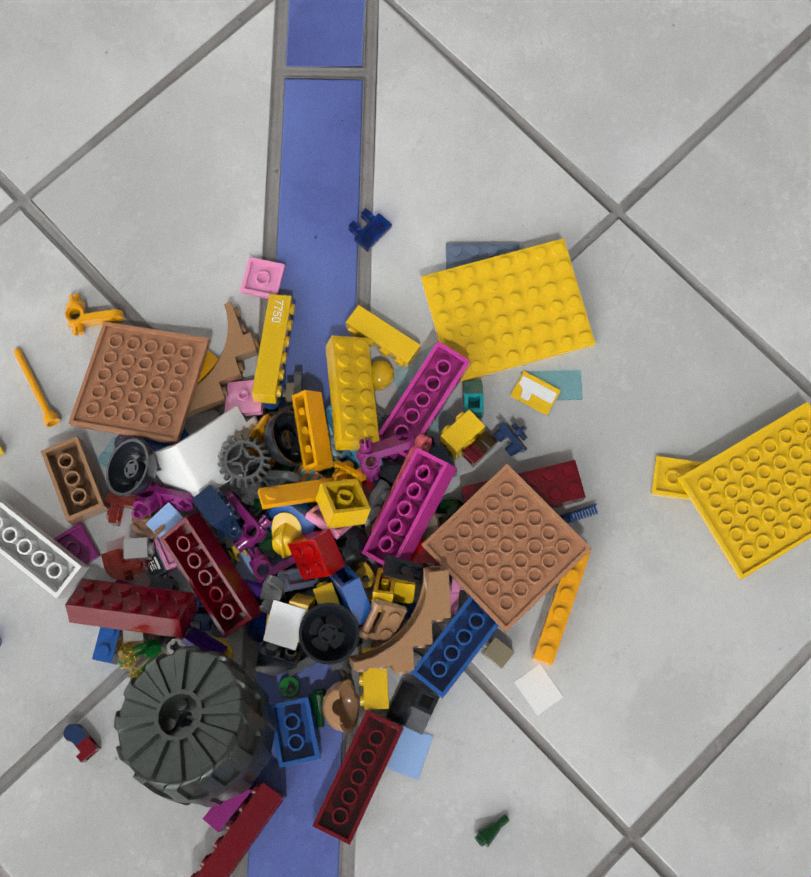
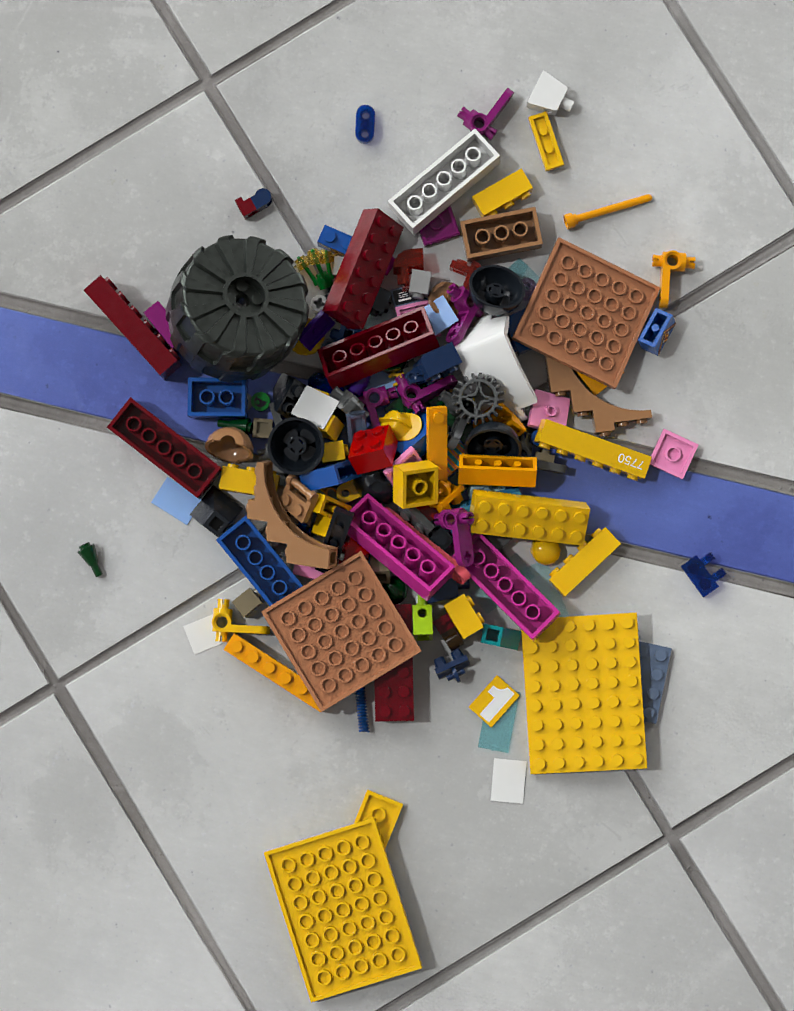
camera: 105 degrees right, 10 degrees up
(33, 488) = (503, 194): none -> yellow brick
(147, 314) = (657, 331): none -> blue brick
(316, 678) = (262, 428): none -> dark tan plate
(481, 470) = (422, 625): none -> lime torso
(512, 676) = (224, 611): none -> yellow piece
(606, 364) = (508, 780): none -> white sticker

